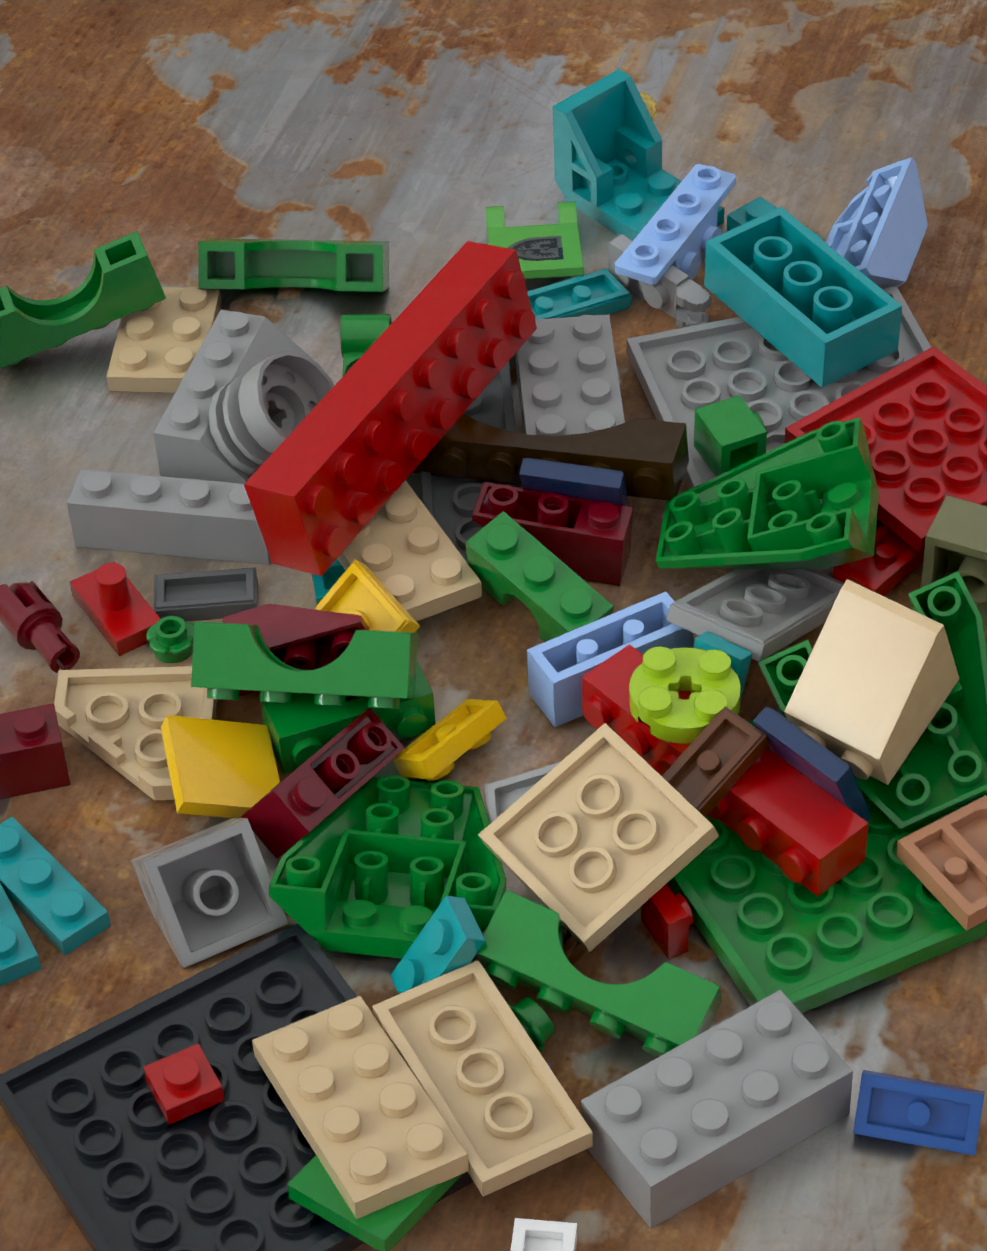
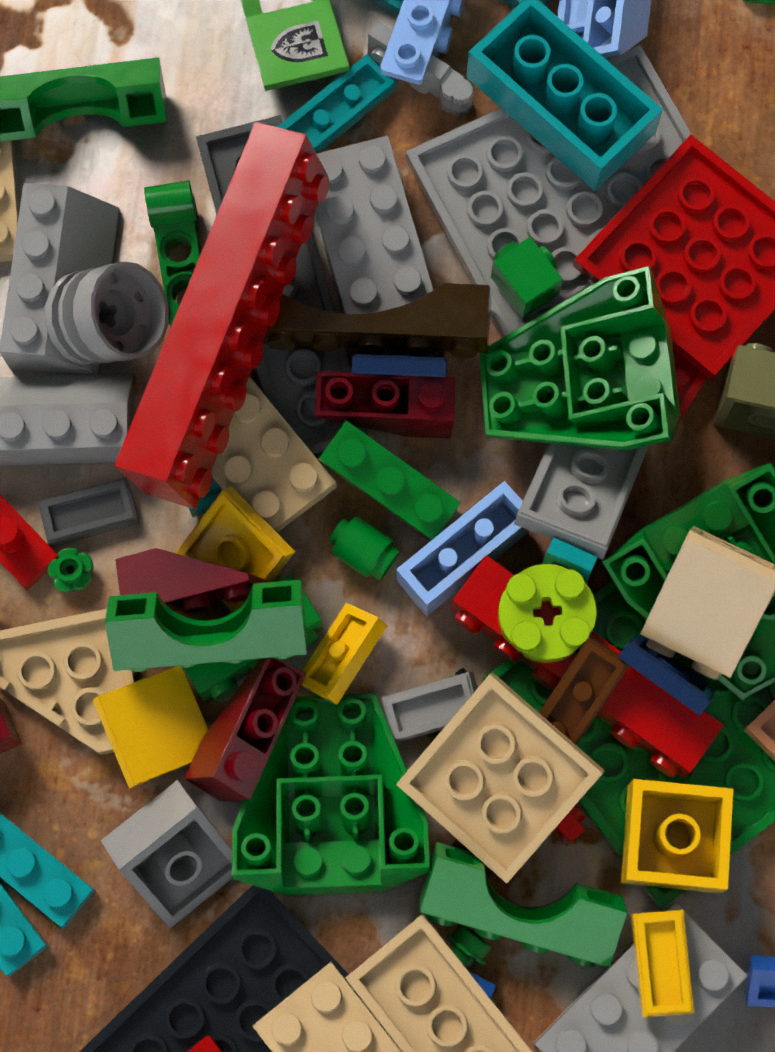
camera: 10 degrees left, 30 degrees up
(443, 945) = (385, 909): teal plate -> none
(496, 653) = (363, 548): none -> green brick
(749, 1031) = (662, 963): none -> yellow tile
(792, 922) = (677, 836): none -> yellow brick

